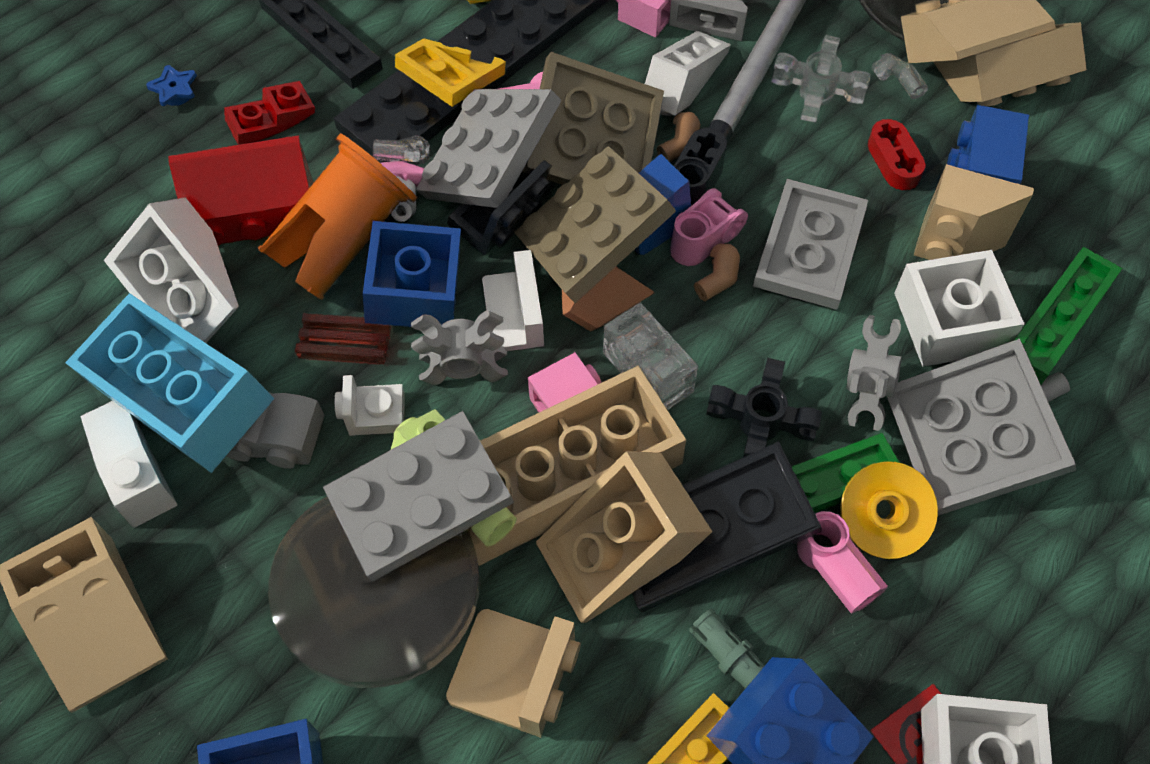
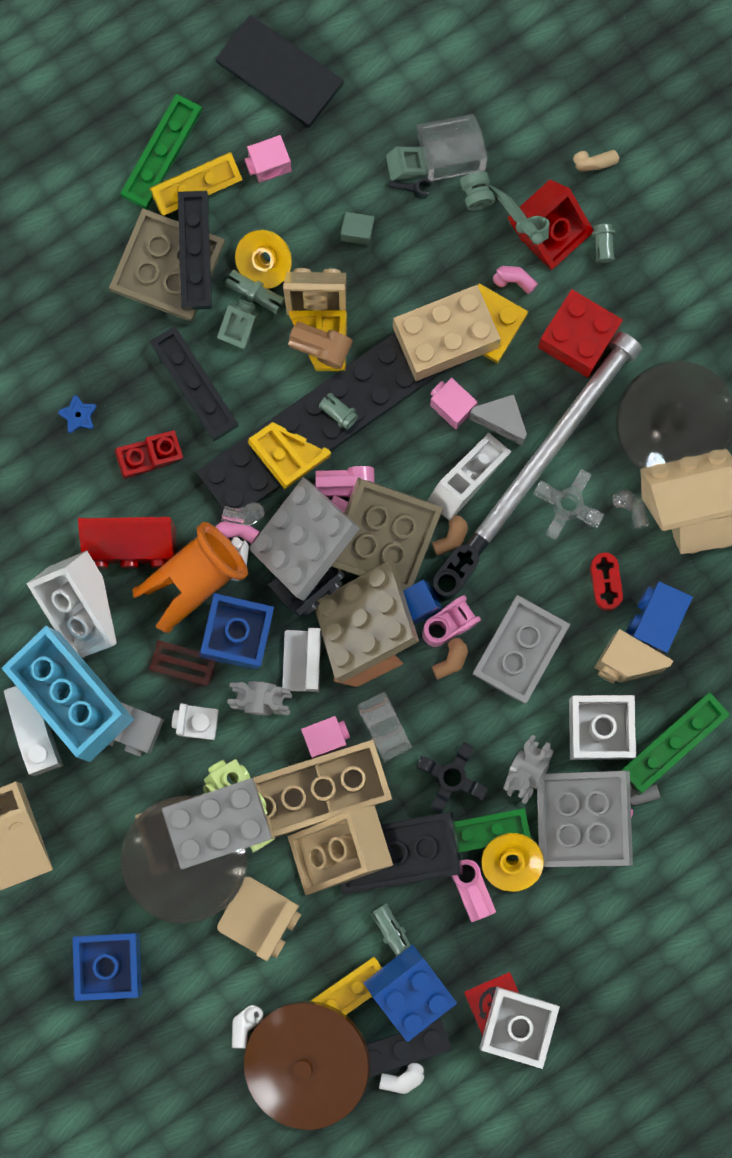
camera: 10 degrees right, 20 degrees up
(511, 21) = (339, 411): none -> sand green pin

